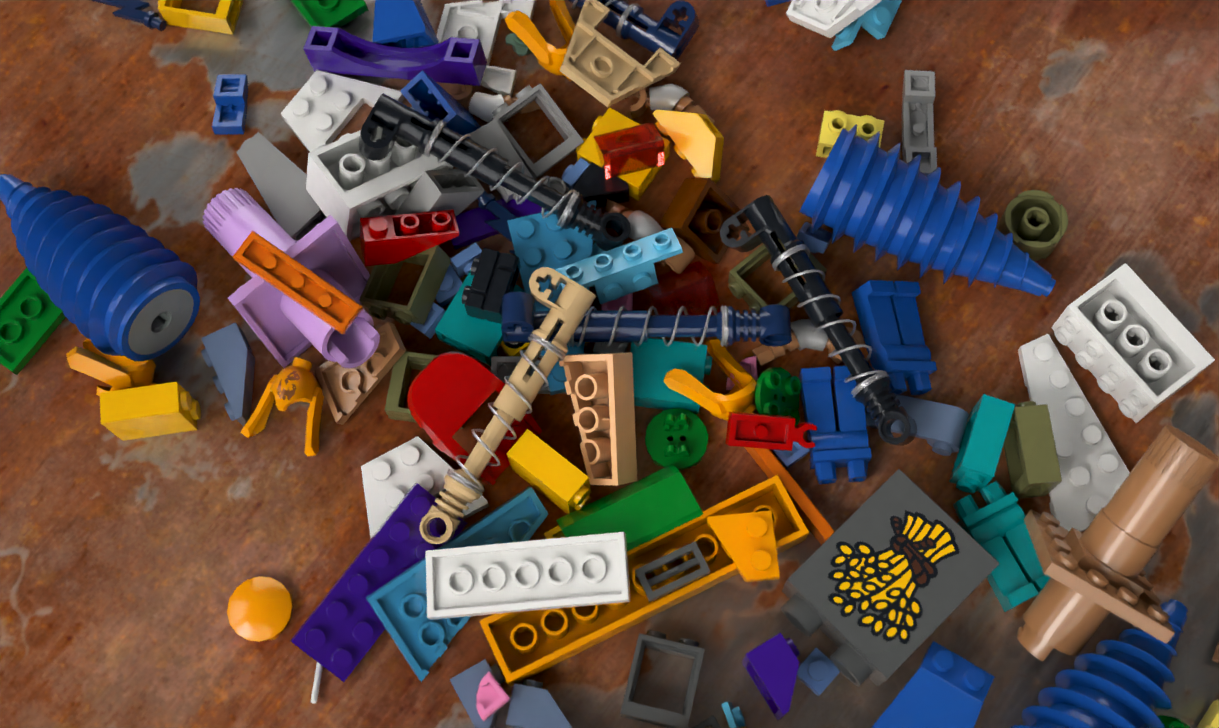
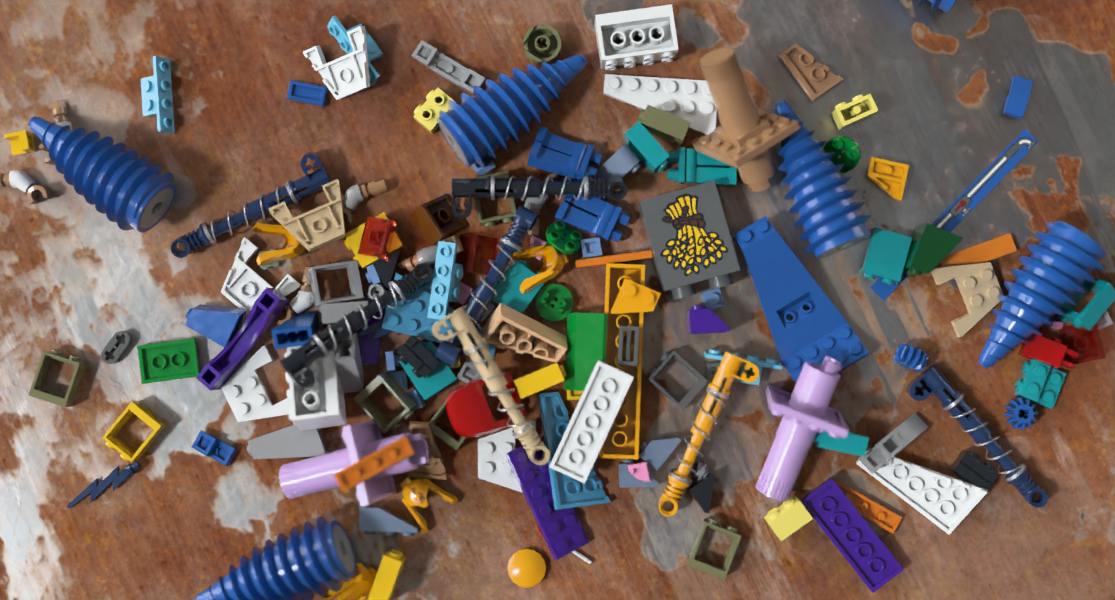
camera: 60 degrees left, 15 degrees up
(404, 235) = (364, 389): red slope -> none
(694, 139) = (389, 198): yellow slope -> none
(766, 431) = (581, 255): red plate -> none

